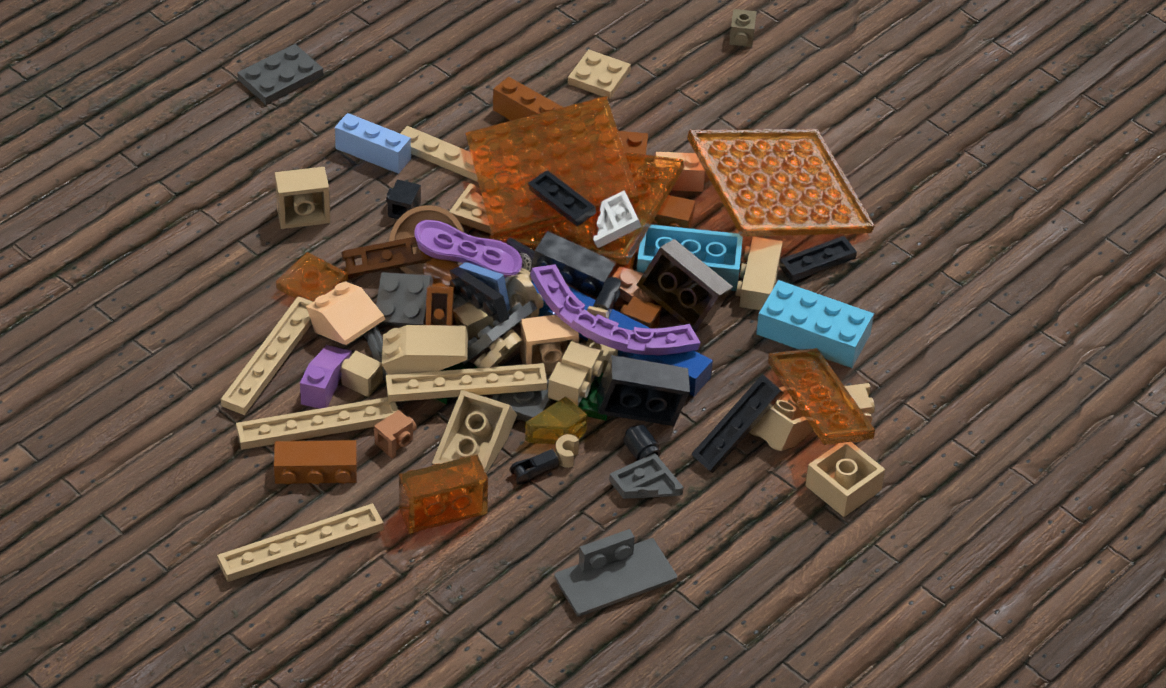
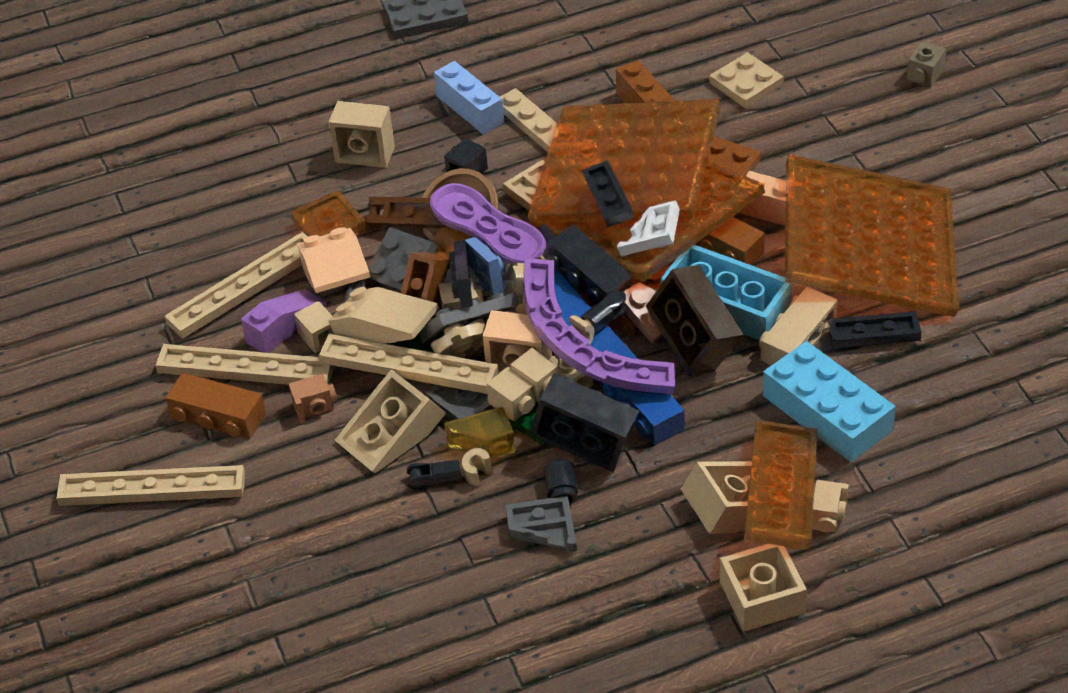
camera: 30 degrees right, 0 degrees up
(443, 493) = (313, 475): clear orange brick -> none
(613, 572) = (448, 616): dark grey bracket -> none
(643, 312) = (641, 340): dark orange brick -> none
(737, 423) = (667, 487): black plate -> none

